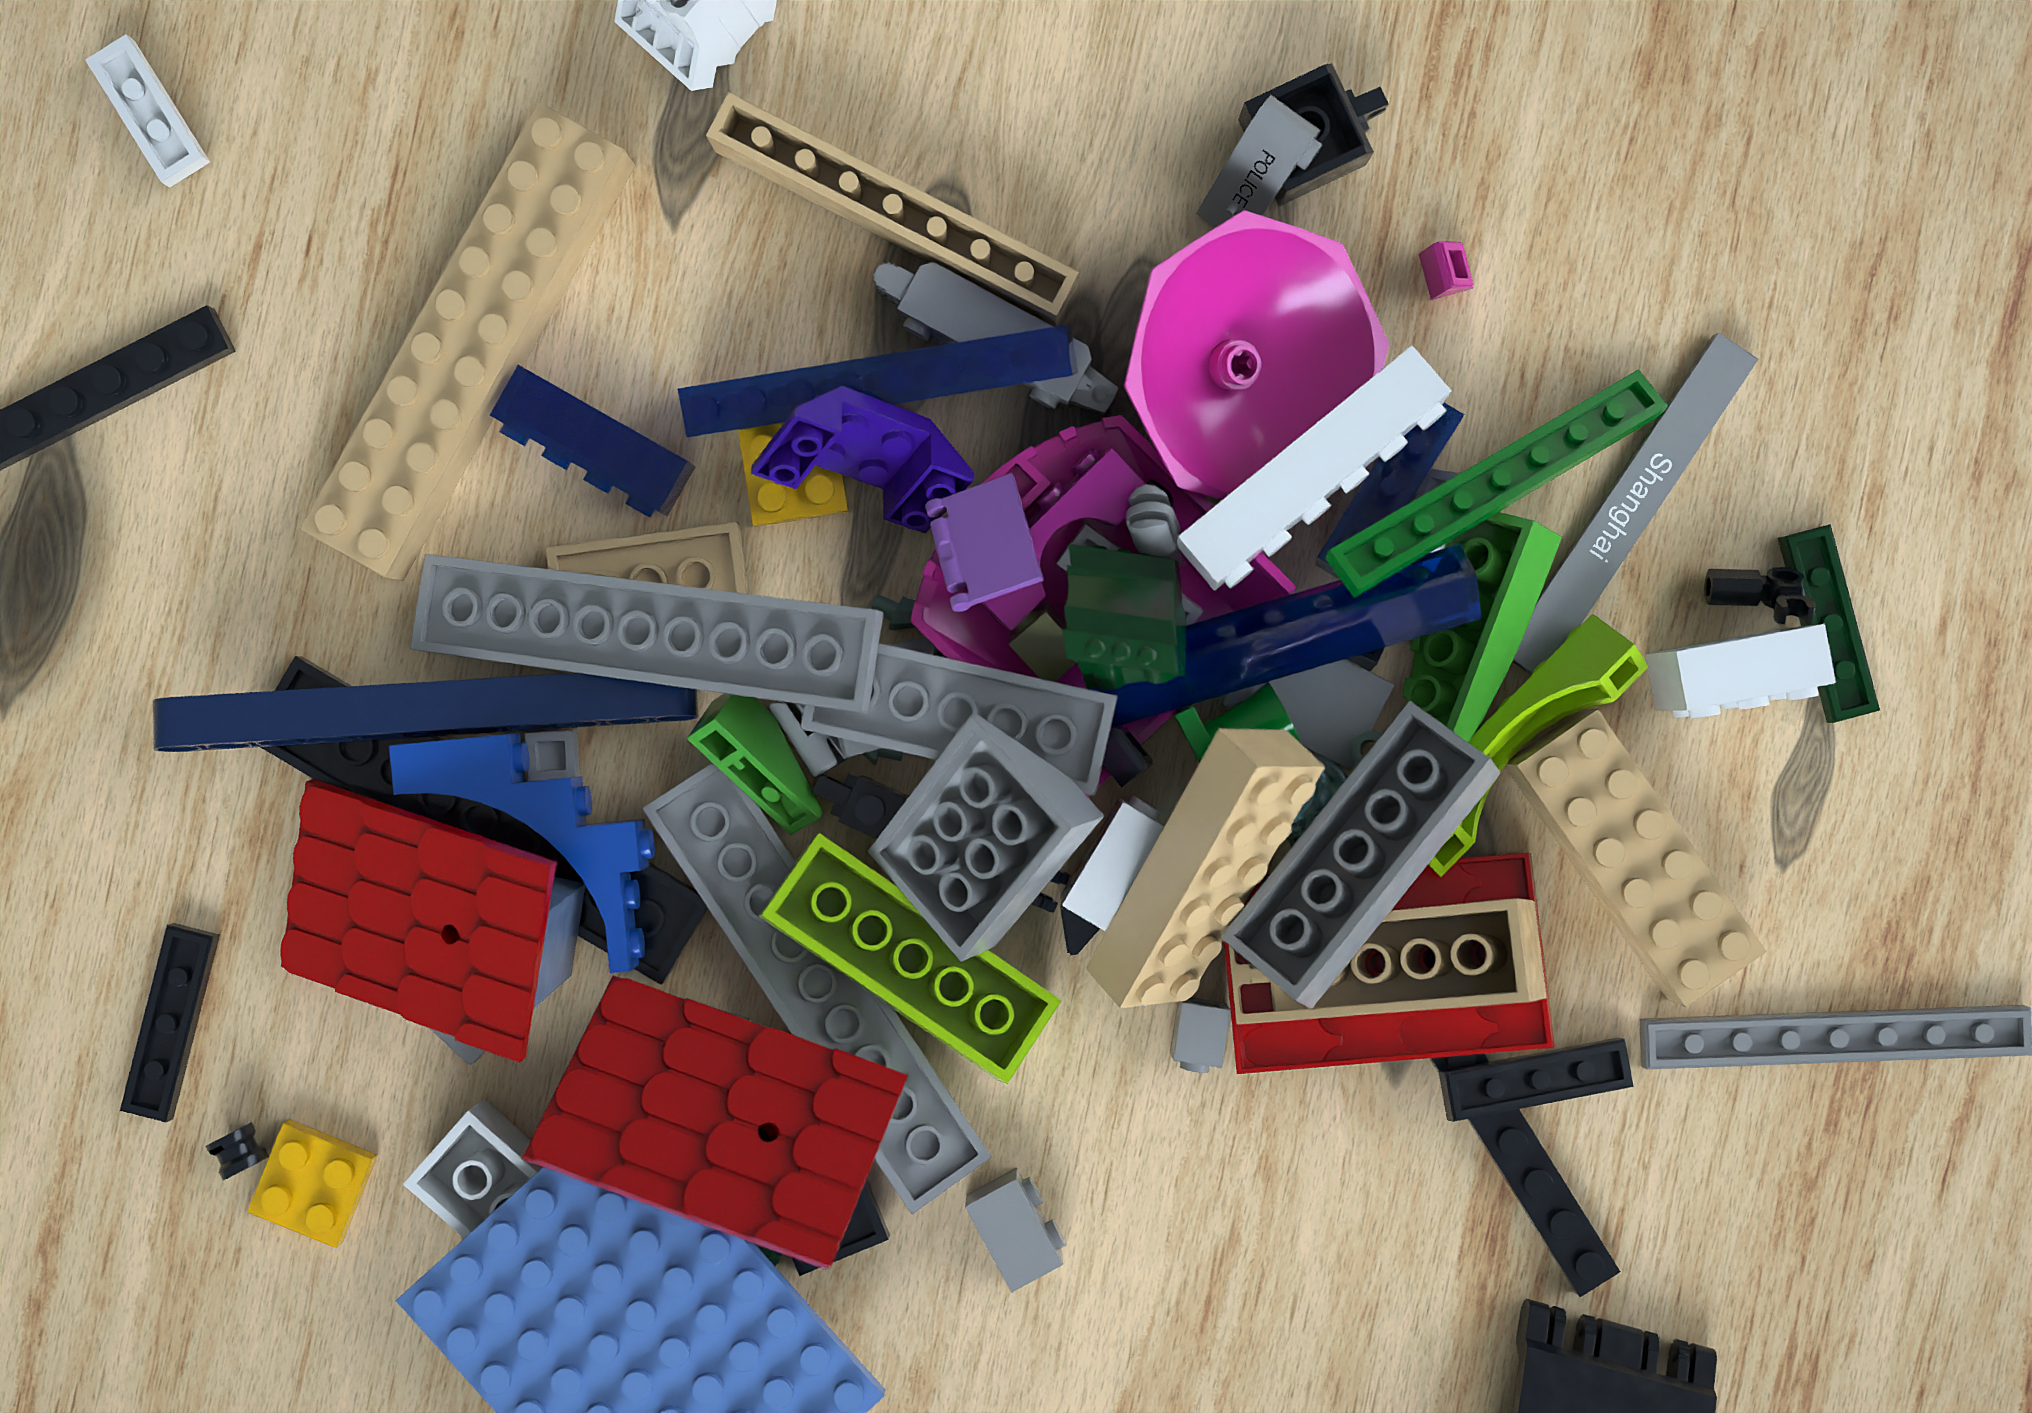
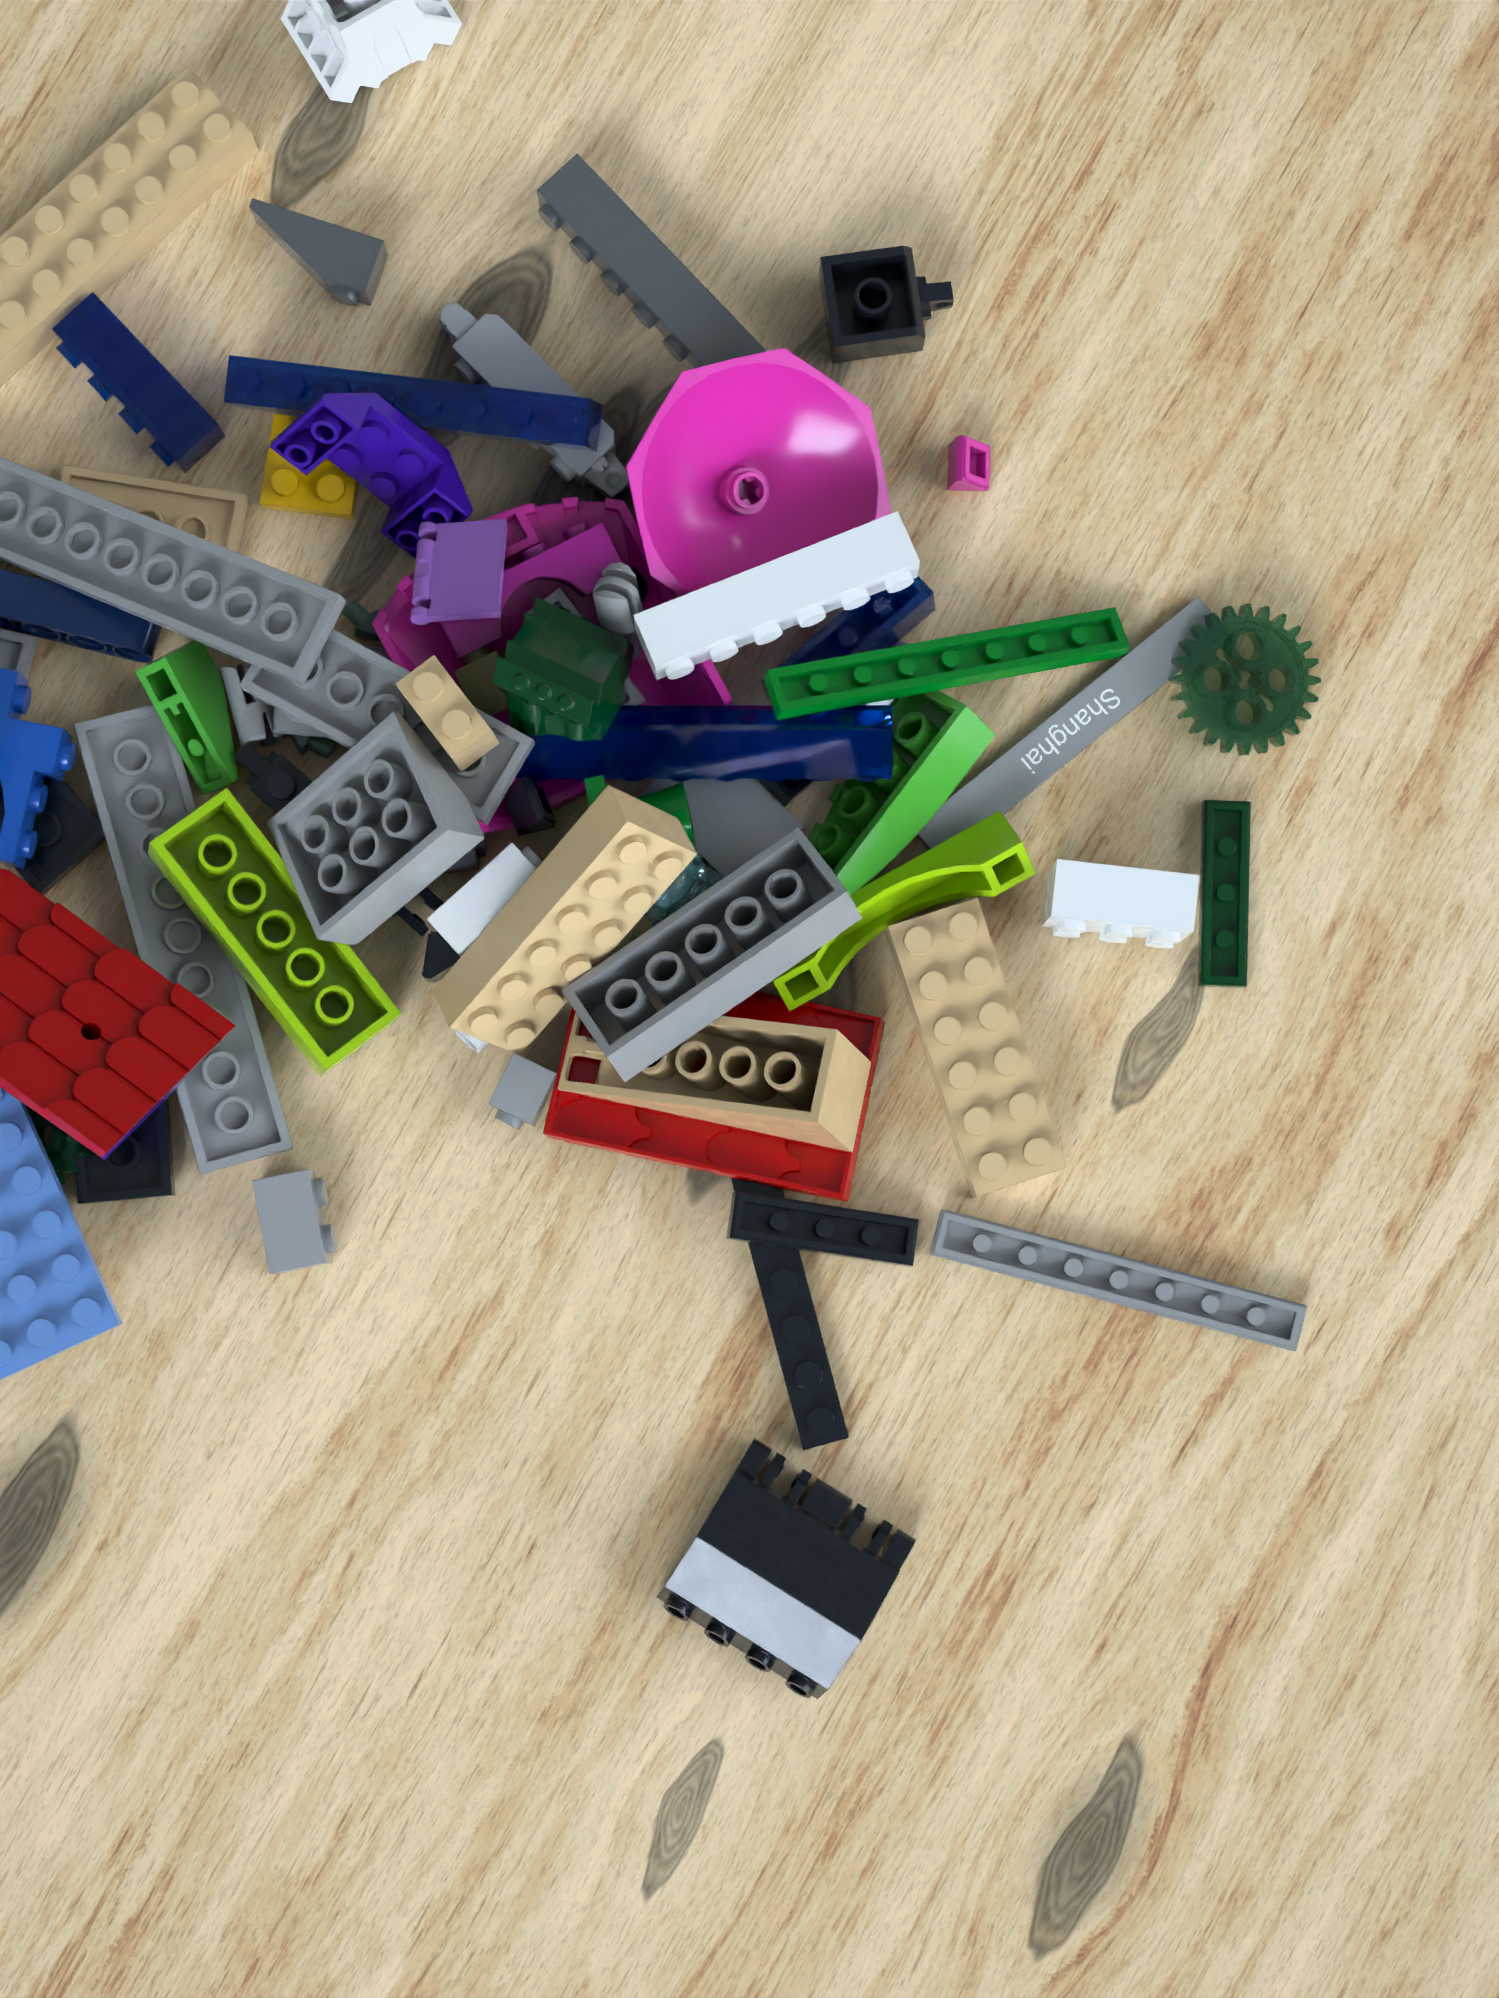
camera: 15 degrees right, 5 degrees down
(748, 251) = (336, 257): none -> dark grey slope
(892, 209) = (477, 258): tan brick -> none
(1025, 700) = (447, 713): none -> tan brick
(1066, 172) = (641, 268): none -> dark grey brick
(1261, 163) = (822, 308): light grey door -> none
(1777, 589) = (1183, 844): black bar -> none
(1809, 364) = (1217, 710): none -> clear green gear

